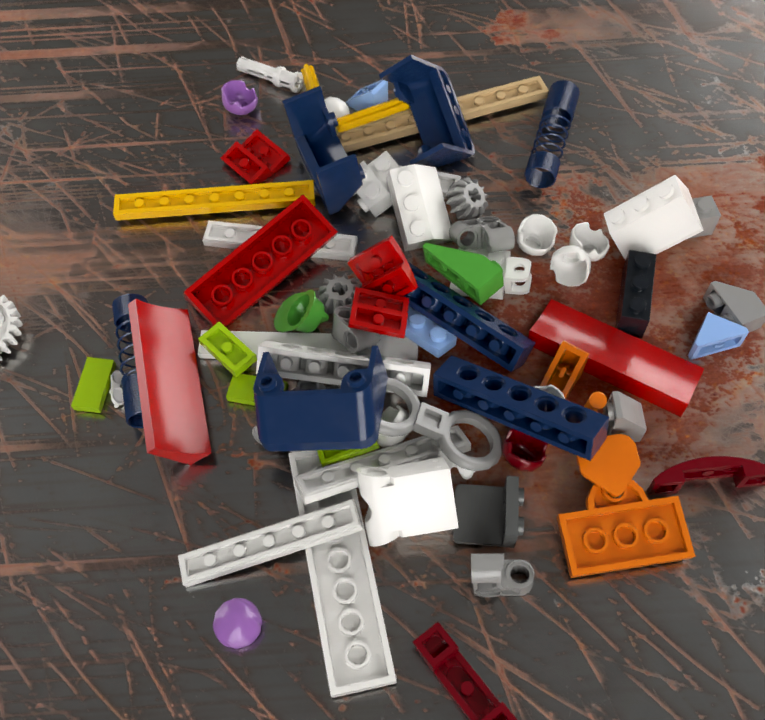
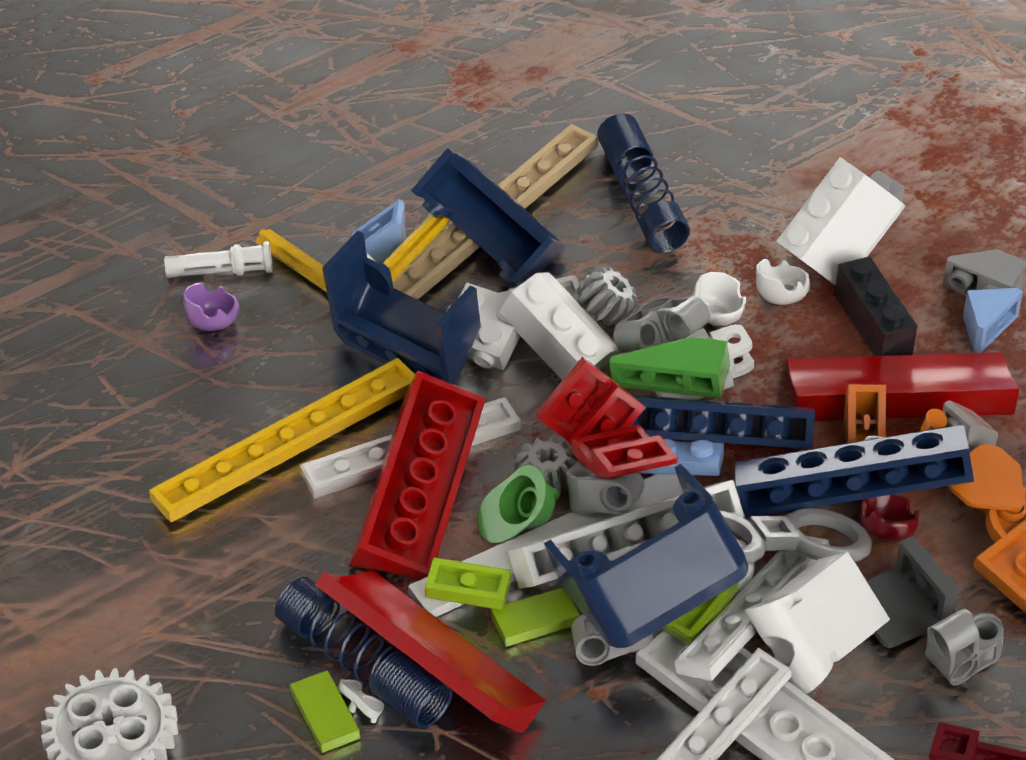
camera: 35 degrees left, 15 degrees down
(255, 158) = (292, 368): red slope -> none
(571, 265) = (784, 313): white hair -> none

